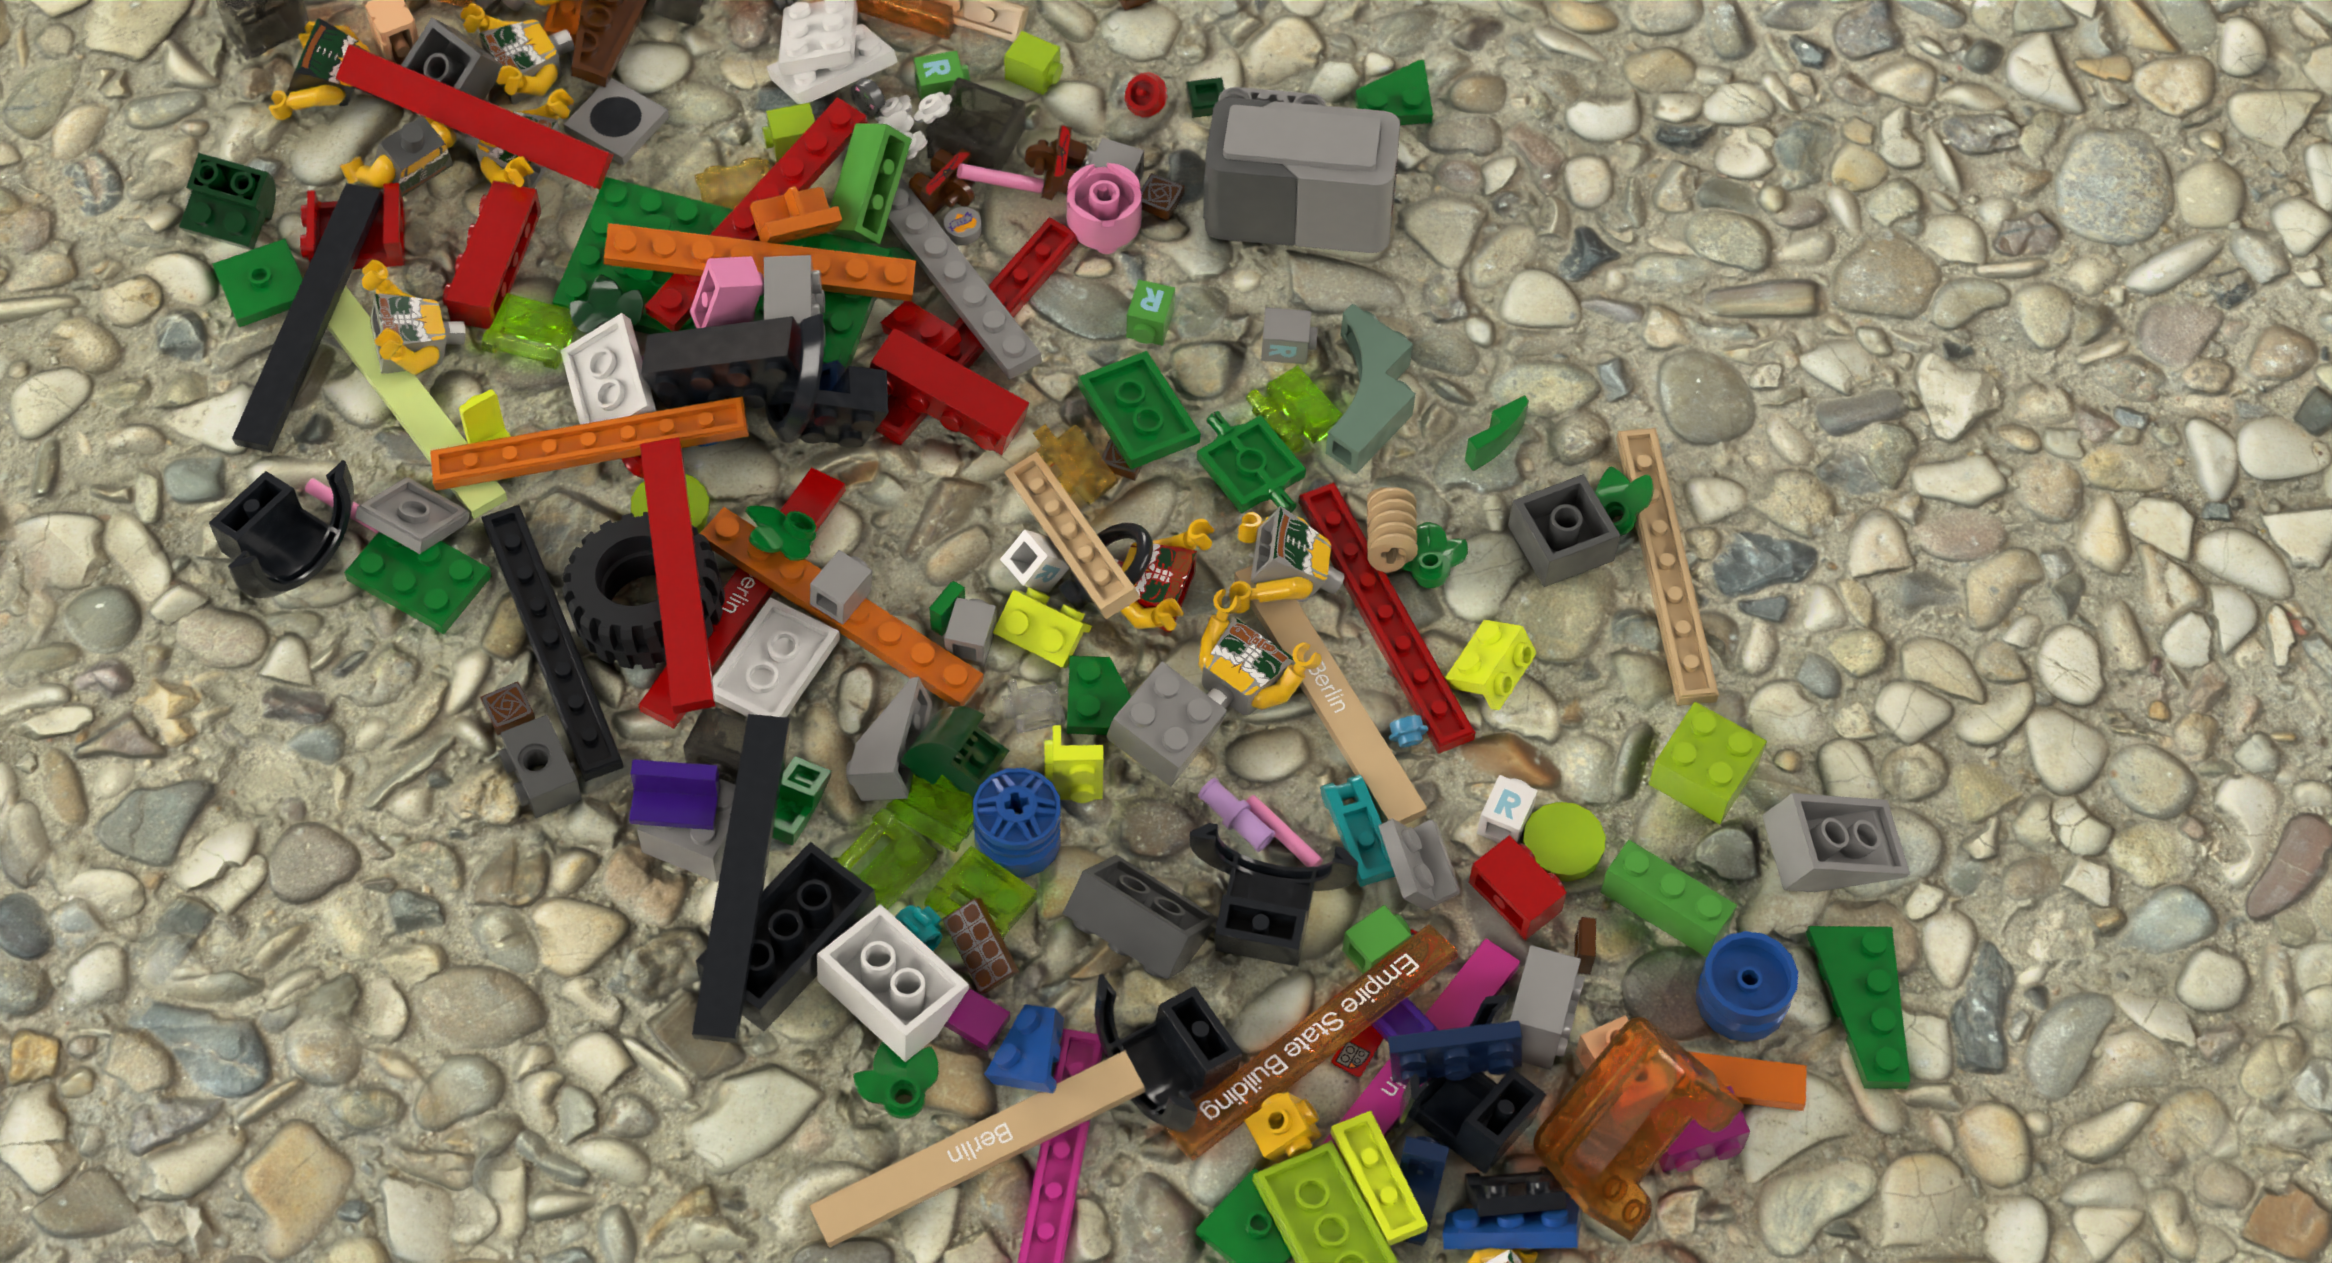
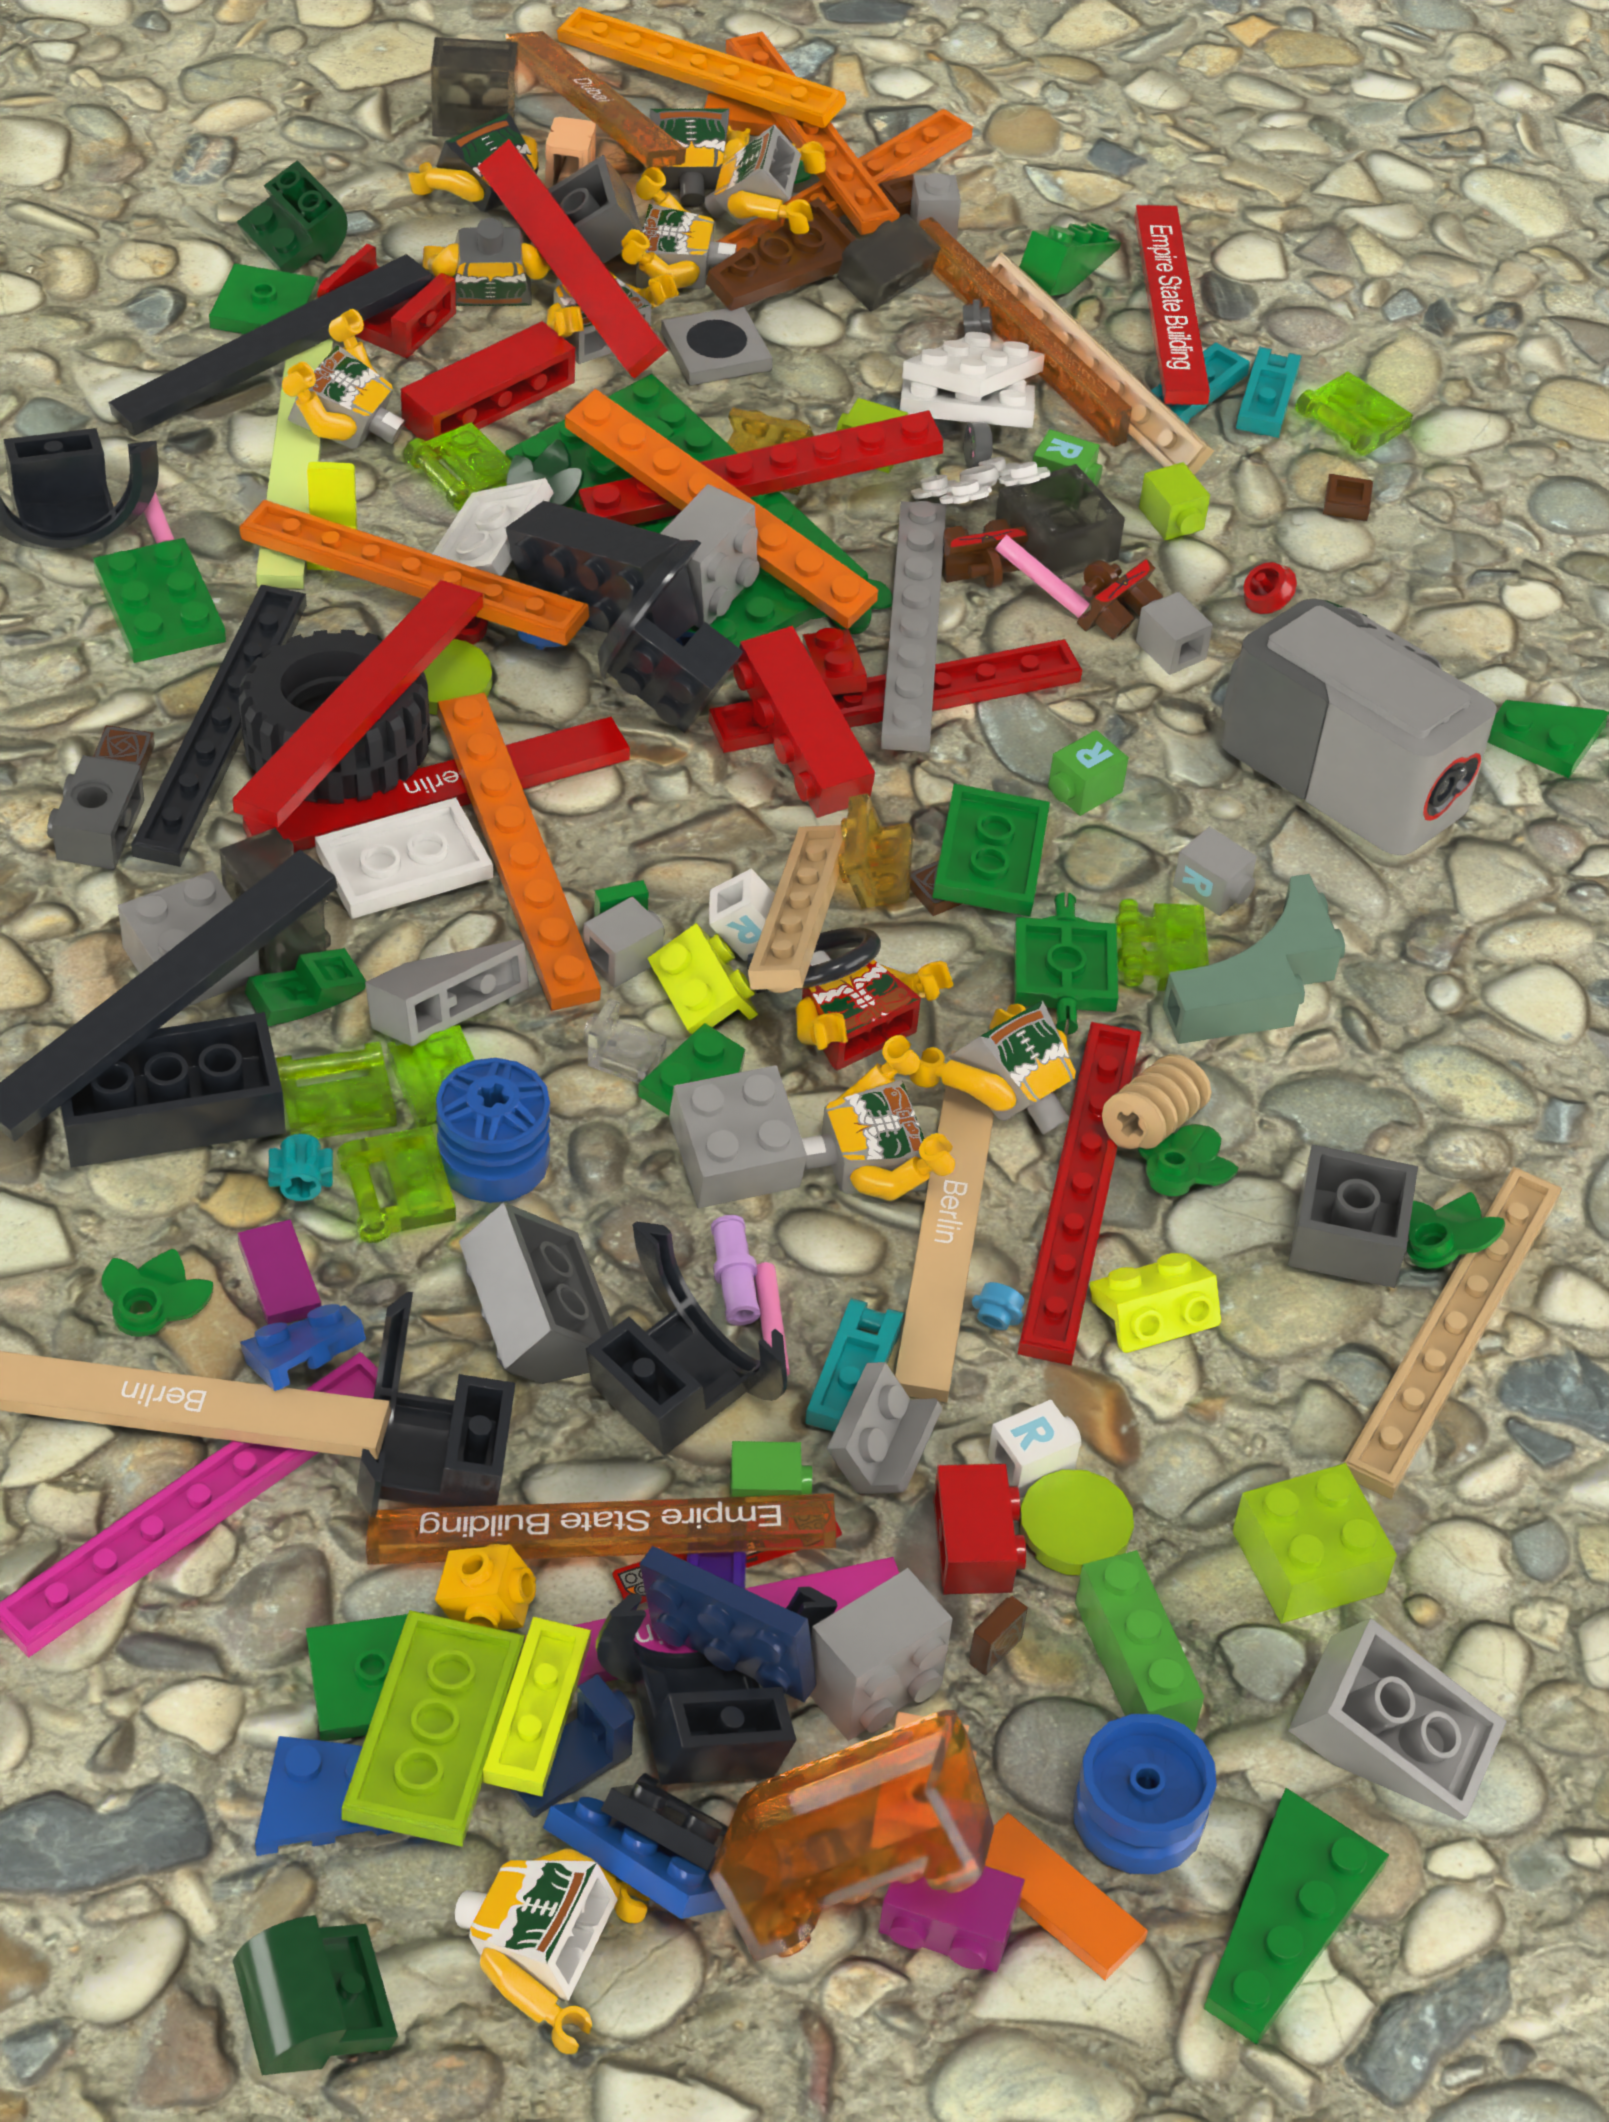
camera: 35 degrees right, 10 degrees down
(412, 515) = (197, 544): light grey tile -> none
(674, 794) = (173, 886): dark purple panel -> none
(727, 292) = (656, 495): bright pink brick -> none
(782, 533) = (516, 743): green plate -> none
(794, 215) = (790, 486): orange panel -> none
(841, 586) = (521, 815): light grey brick -> none
(869, 181) = (895, 501): bright green brick -> none
(891, 982) = (224, 1191): white slope -> none
(956, 749) = (495, 1024): dark green brick -> none
(962, 225) = (969, 601): light grey tile -> none
(980, 945) = (349, 1220): reddish brown tile -> none
(1074, 769) = (597, 1114): neon yellow bracket -> none
(1104, 206) = (1125, 654): bright pink brick -> none
(1161, 196) = (1199, 683): reddish brown tile -> none
(1503, 429) = (1383, 1089): green slope -> none

